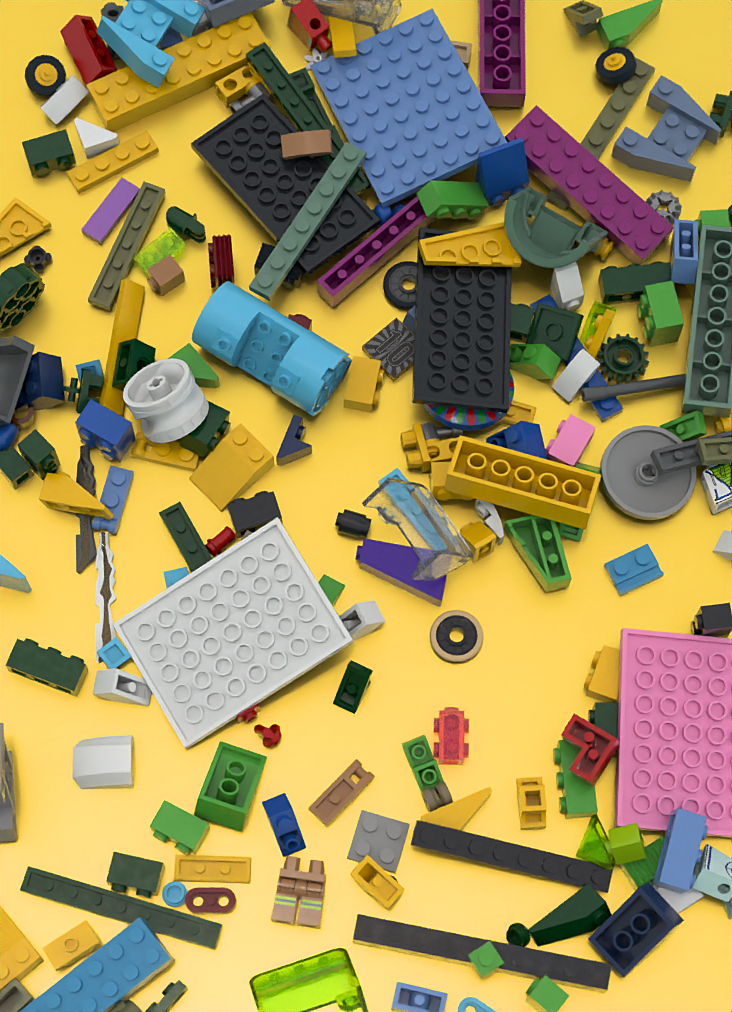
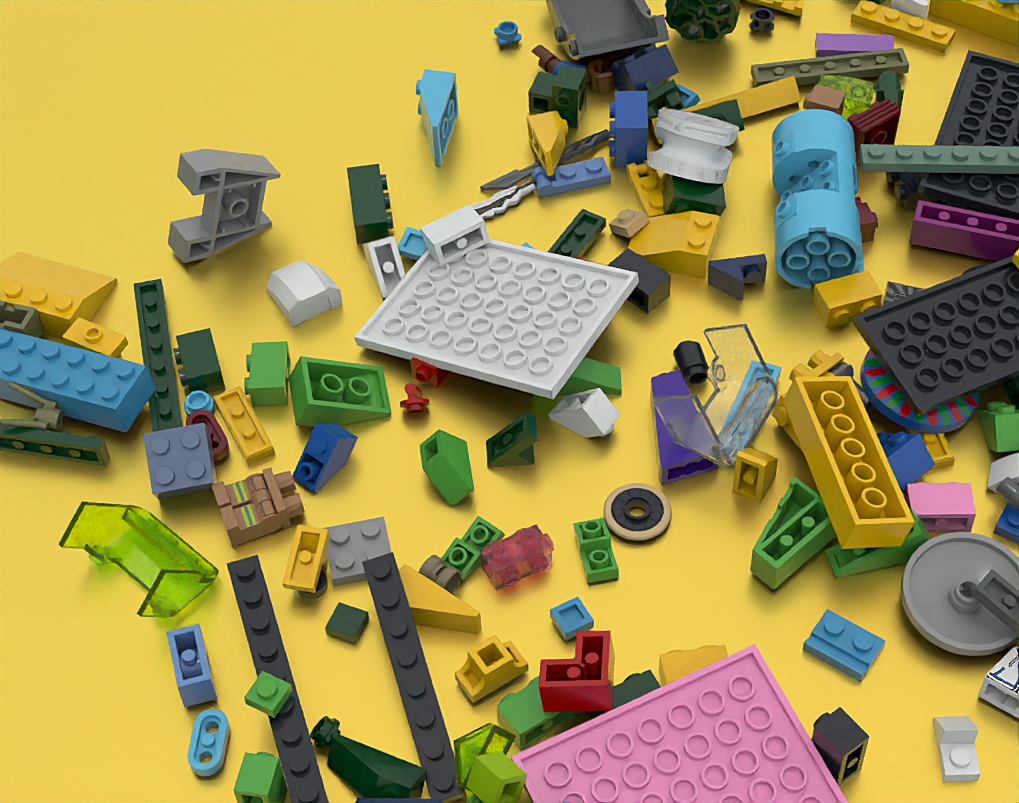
camera: 65 degrees right, 20 degrees down
(137, 621) = (455, 234): none -> white brick
(192, 487) = (628, 222): none -> tan plate
(201, 371) = (748, 165): bright green slope -> none
(235, 930) = (180, 460): none -> sand blue brick
(340, 793) = (391, 490): medium nougat plate -> none
(349, 742) = (447, 465): none -> bright green slope
(434, 879) = (347, 622): none -> dark green tile
(471, 681) = (596, 550): none -> bright green slope
(493, 520) = (780, 483): white slope -> none
(519, 728) = (571, 617): none -> dark azure plate

